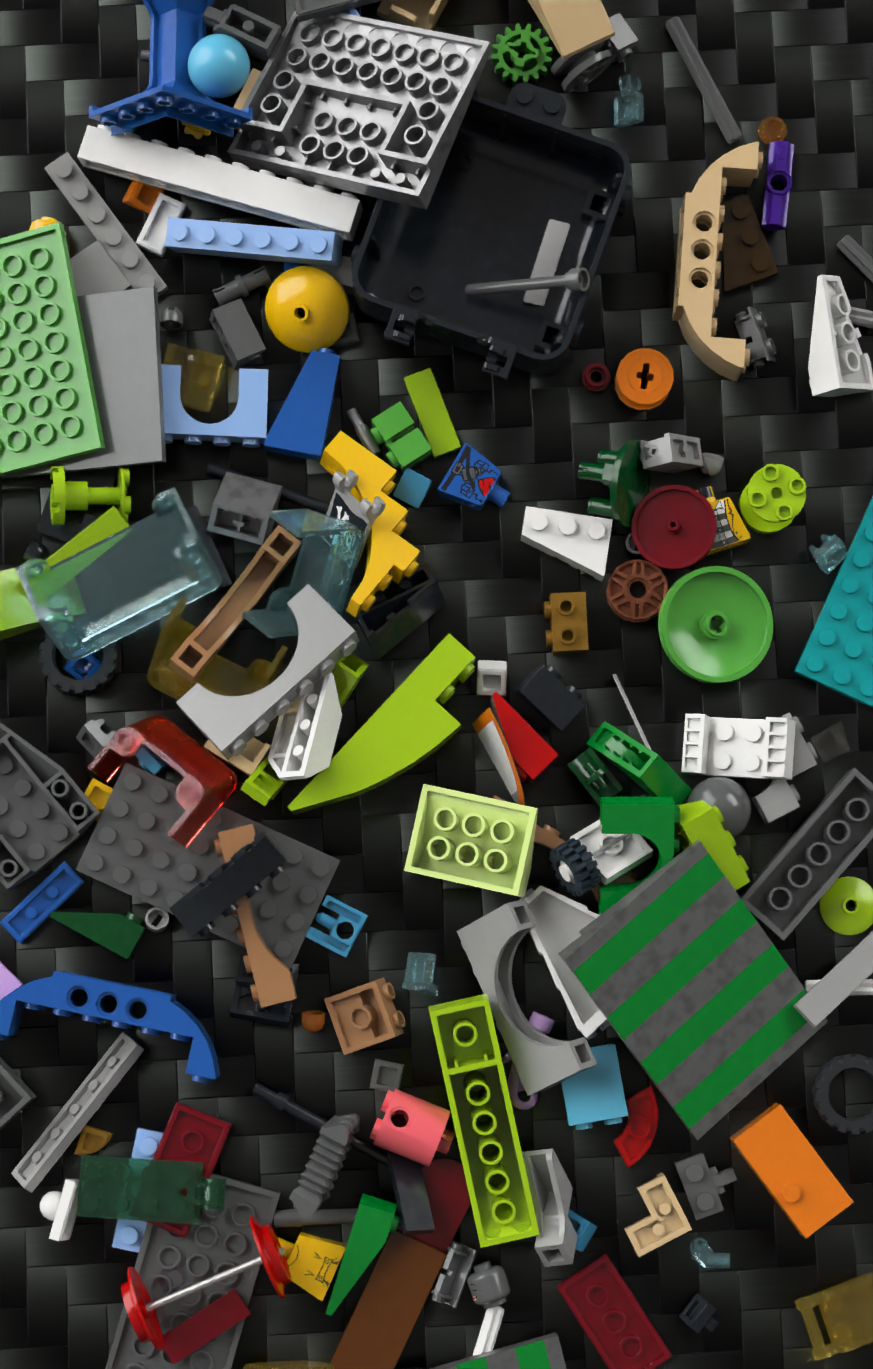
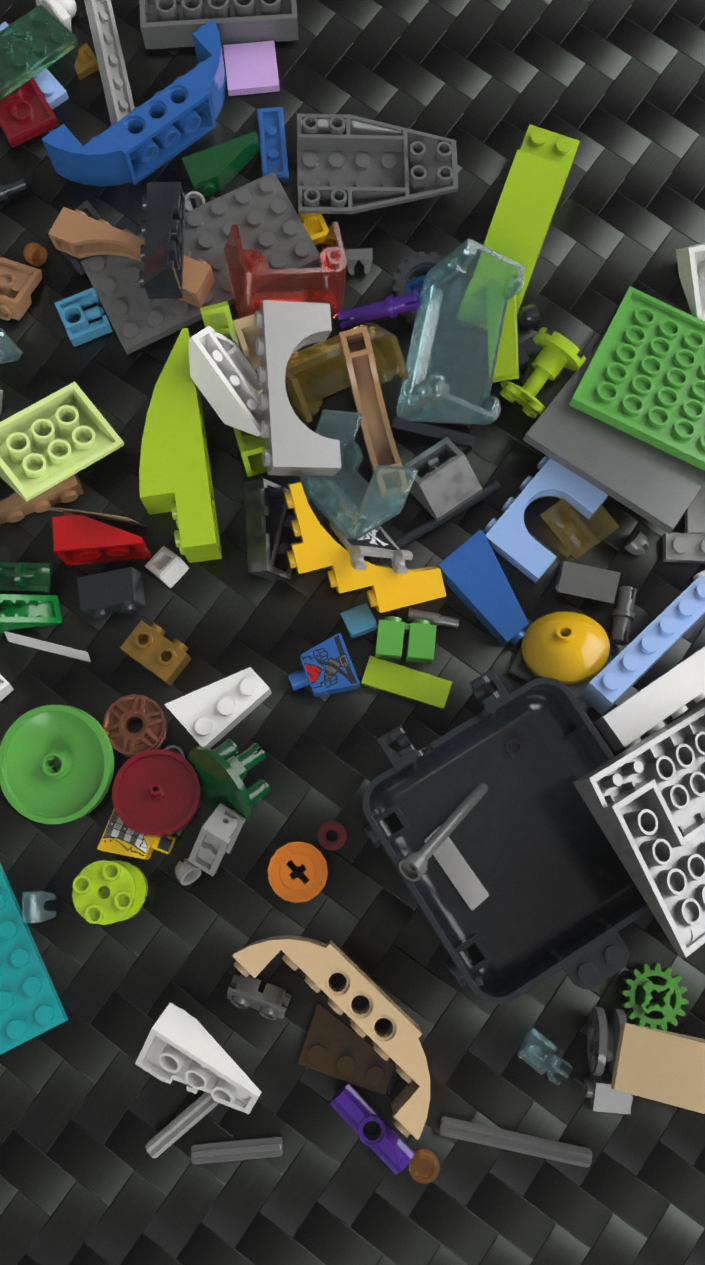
camera: 130 degrees right, 5 degrees down
(138, 681) = (390, 307): none -> dark purple pin

